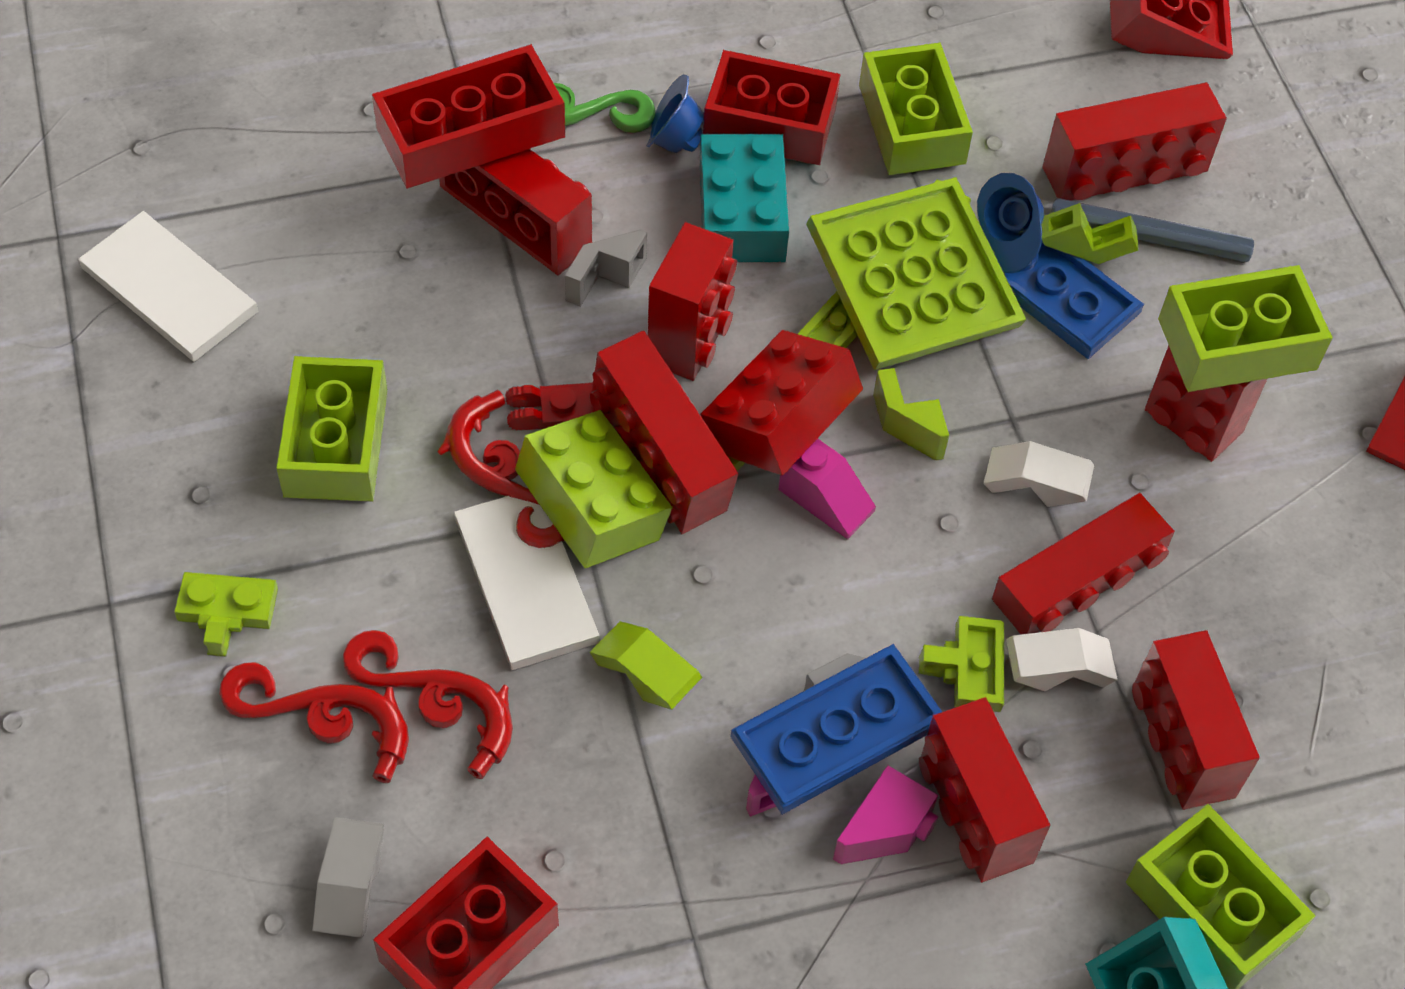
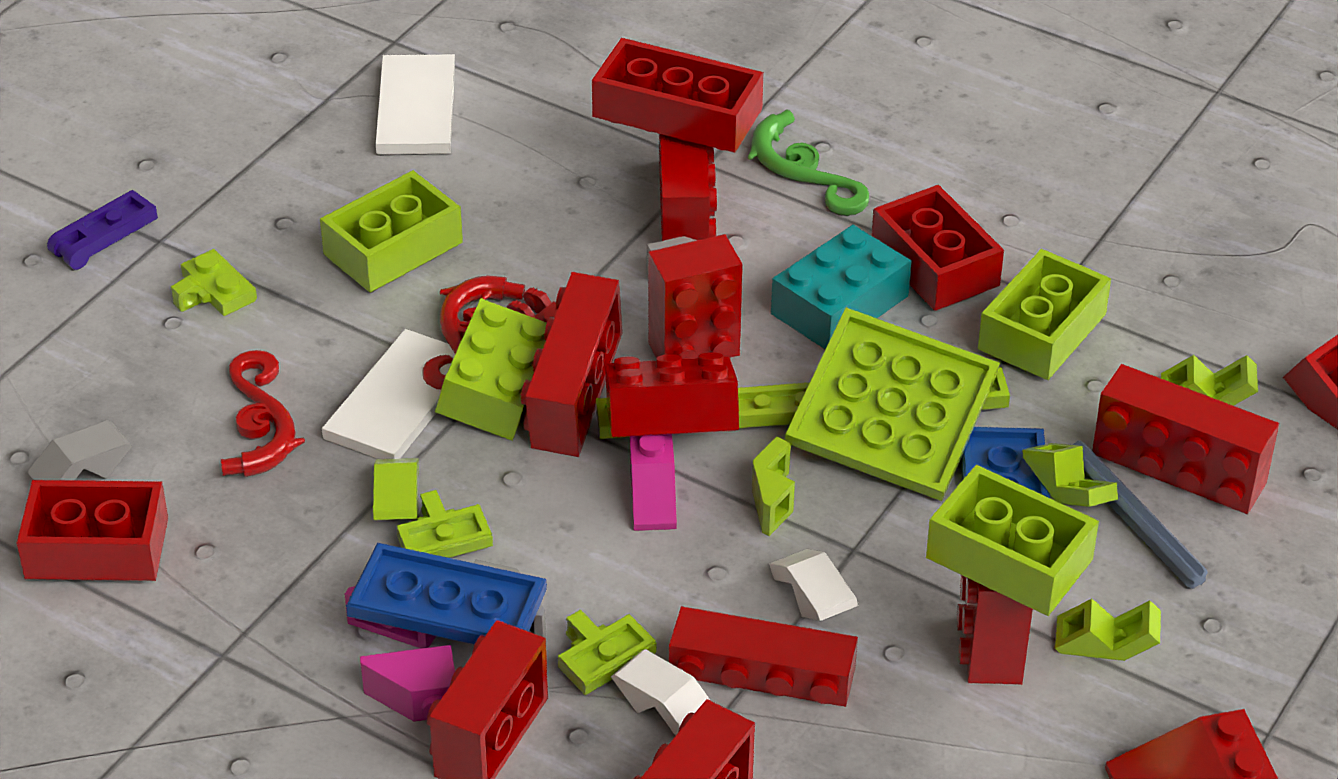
camera: 50 degrees right, 15 degrees down
(49, 636) = (101, 228): none -> dark purple plate
(321, 700) = (187, 378): red plant -> none
(677, 119) = (855, 209): blue piece -> none
(729, 670) = (445, 532): none -> lime hinge
(1011, 220) = (1012, 420): blue piece -> none
(1076, 84) = (1228, 385): none -> lime slope

